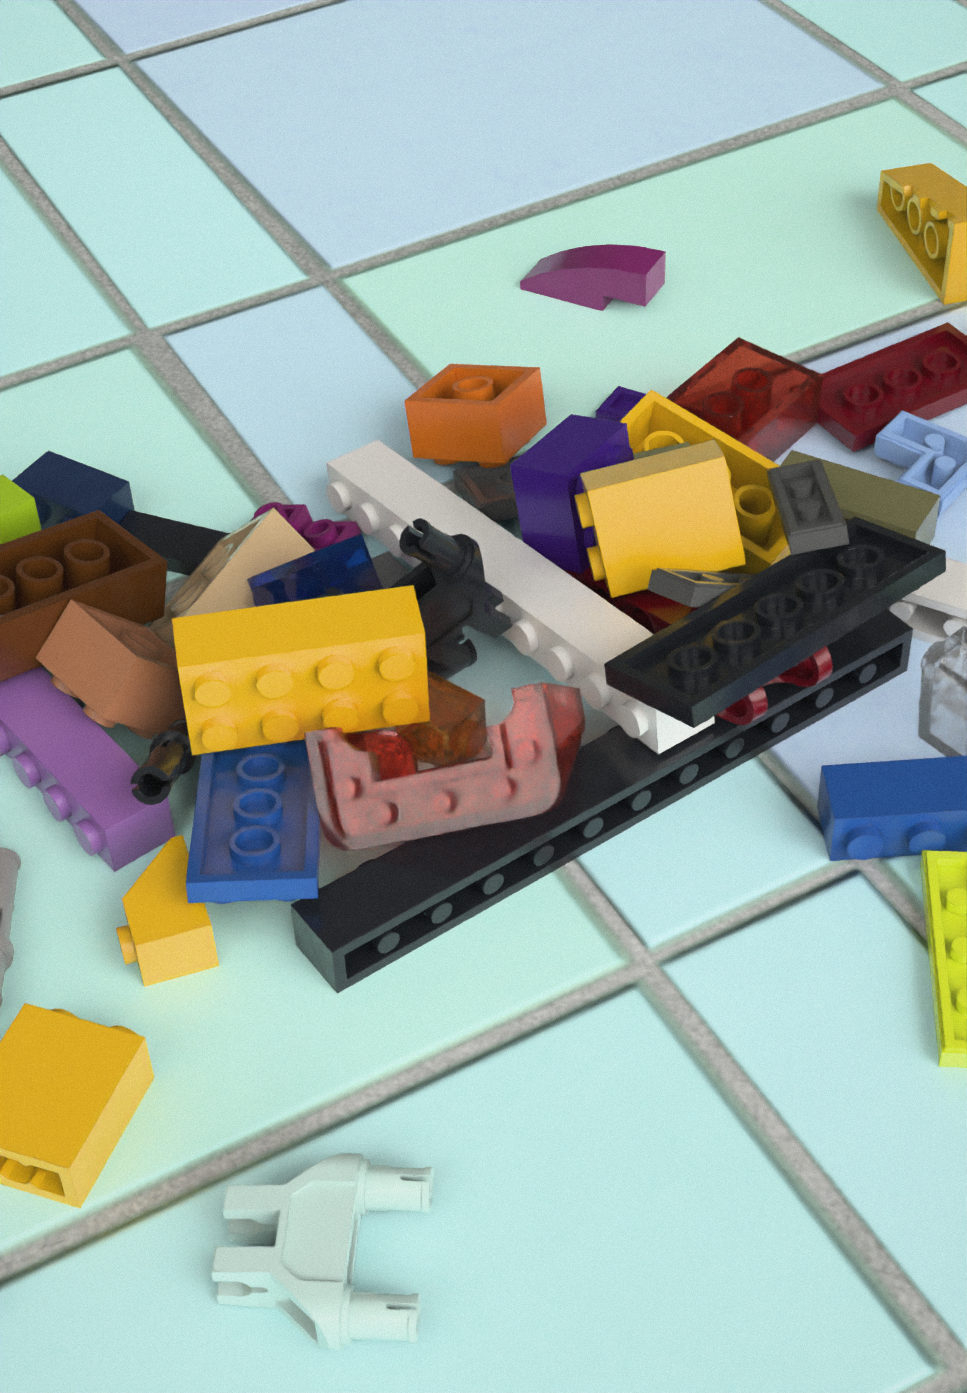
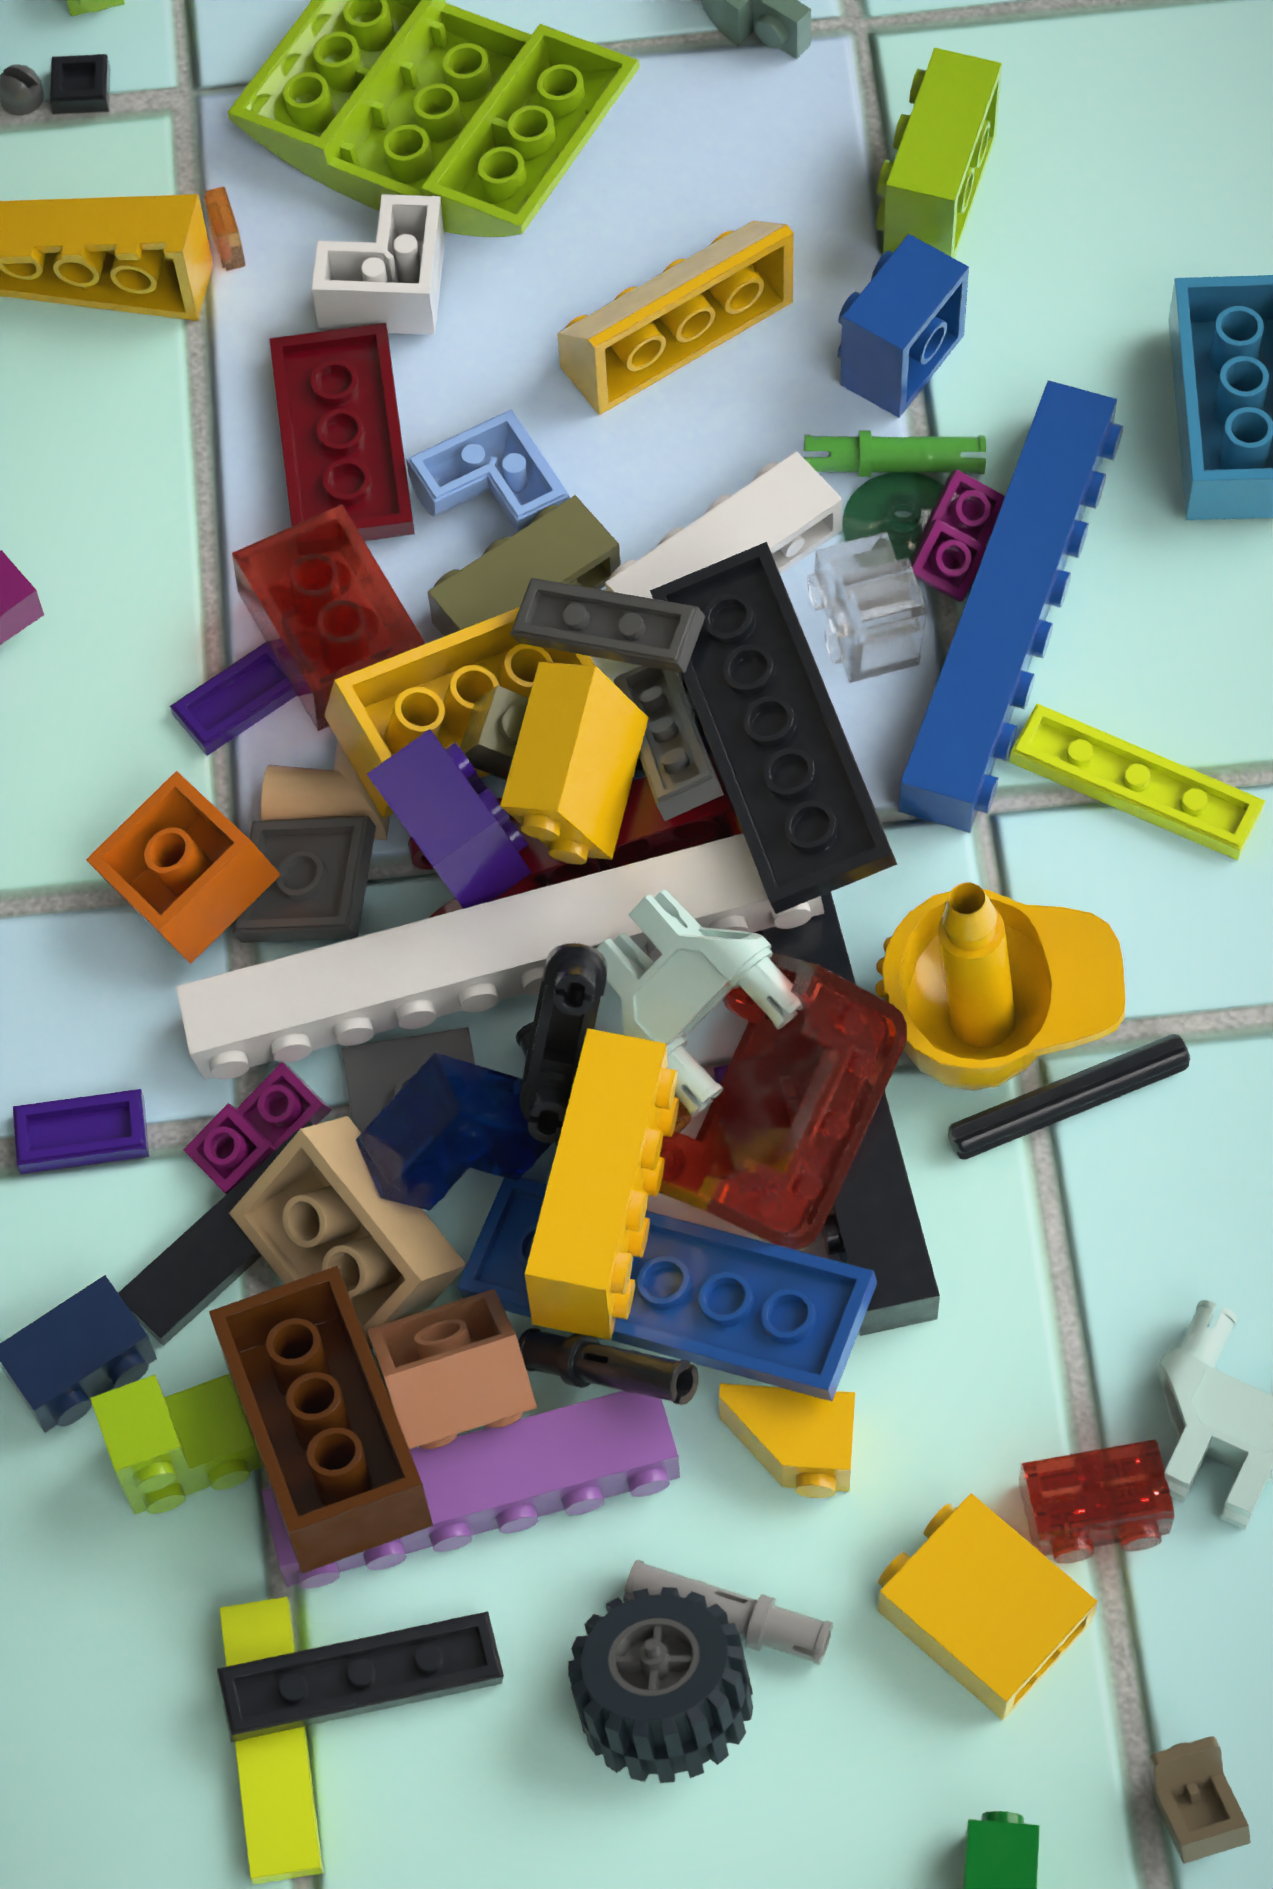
camera: 65 degrees left, 20 degrees up
(185, 1150) = (1097, 1501): none -> clear red brick
(256, 459) = (80, 1131): none -> dark purple tile
(500, 655) = (687, 982): none -> light aqua connector
(605, 1010) = (1068, 1096): none -> black axle
(658, 878) = (999, 984): none -> yellow piece

